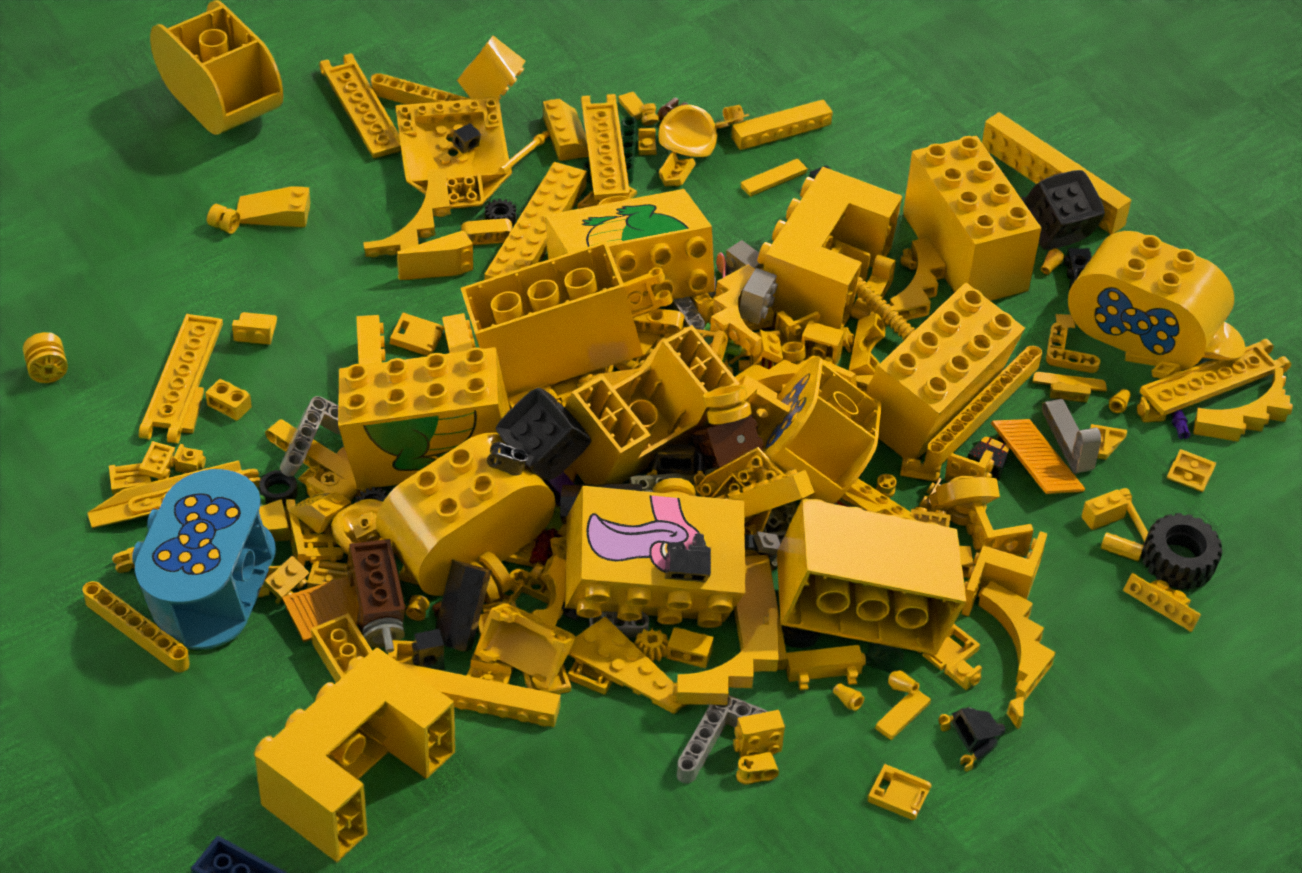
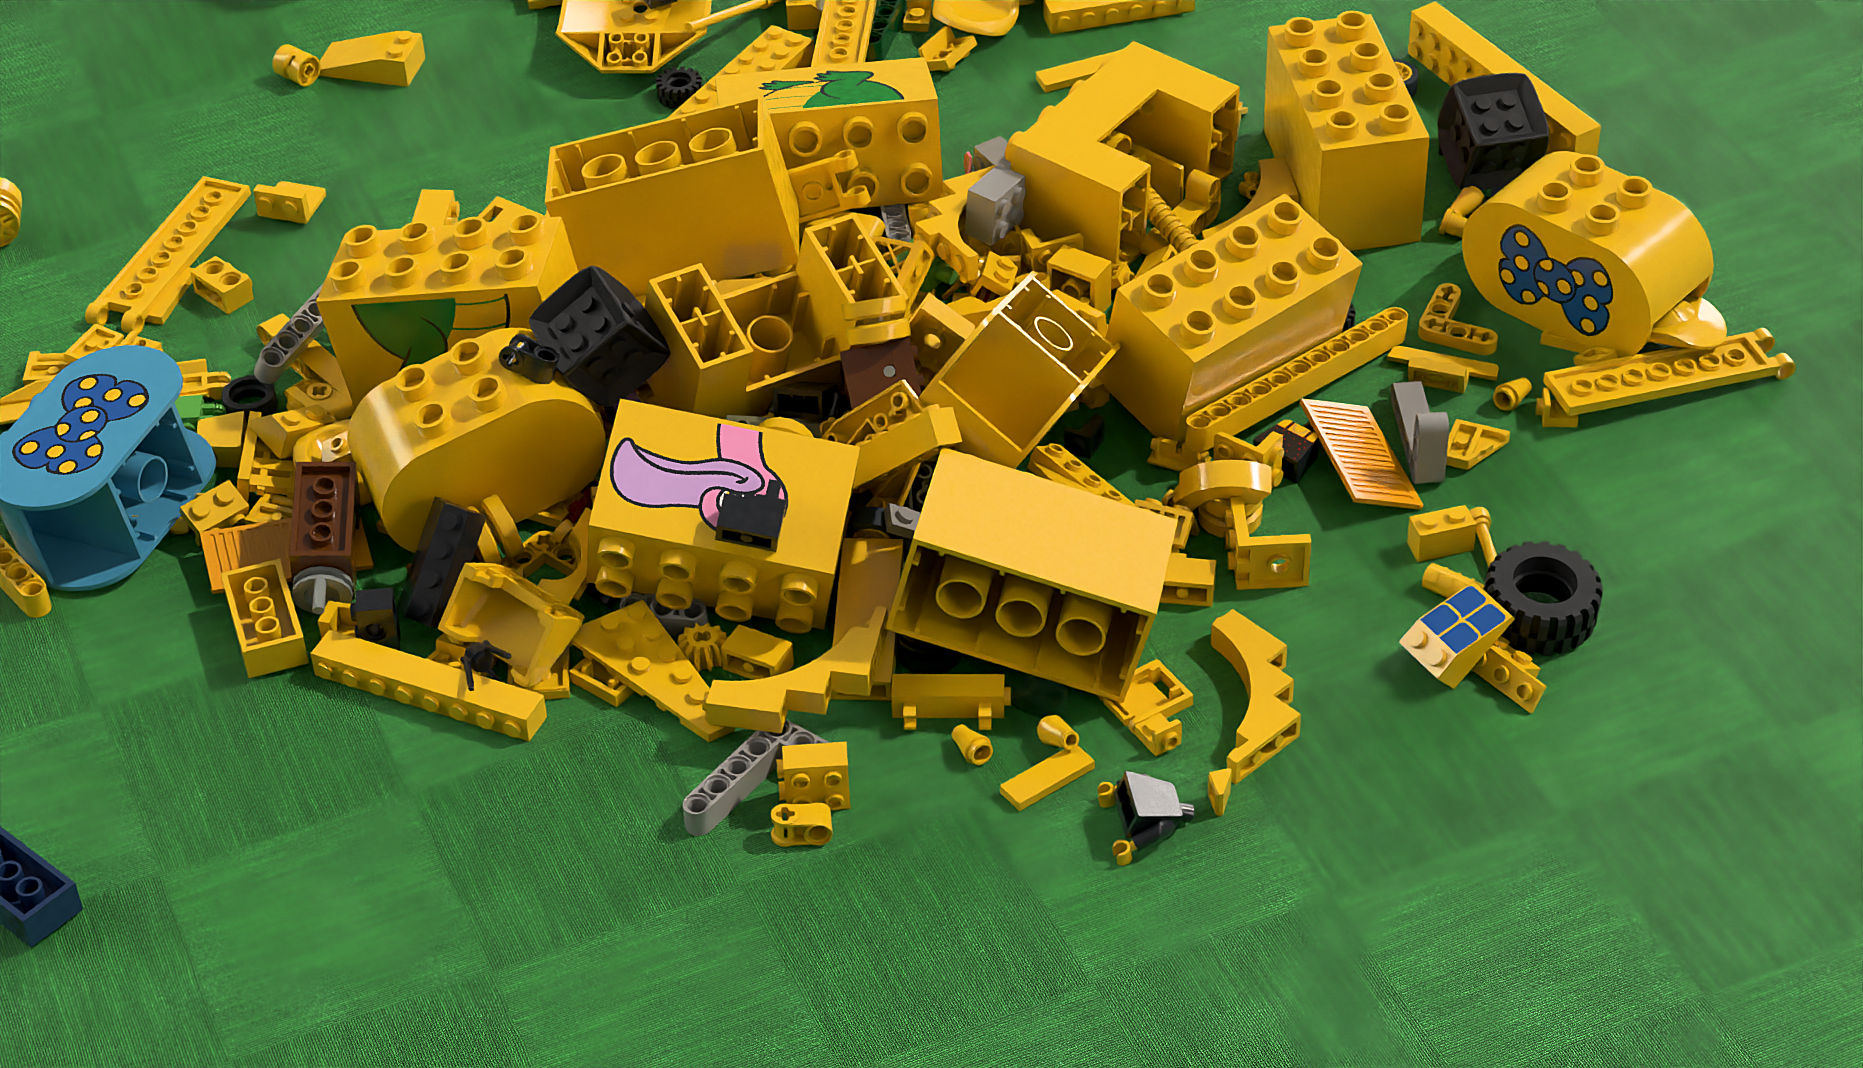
camera: 15 degrees right, 5 degrees down
(315, 762) = (206, 714): yellow brick -> none
(417, 607) = (386, 566): yellow wheel -> none
(422, 225) = (560, 90): yellow arch -> none
(437, 258) = (539, 129): yellow slope -> none
(487, 231) = (647, 106): yellow beam -> none
(507, 672) = (480, 659): none -> black plant
(886, 485) = (1120, 473): yellow wheel -> none
(903, 795) = (1012, 887): yellow container -> none
(1005, 570) = (1260, 596): yellow bracket -> none
(1048, 277) = (1452, 223): none -> yellow piece
(1065, 319) = (1464, 283): yellow sticker -> none
(1138, 583) = (1457, 633): none -> slope
(1180, 422) = (1598, 431): dark purple pin -> none
(1191, 470) = (1596, 495): yellow slope -> none
(1233, 422) = (1714, 430): yellow arch -> none

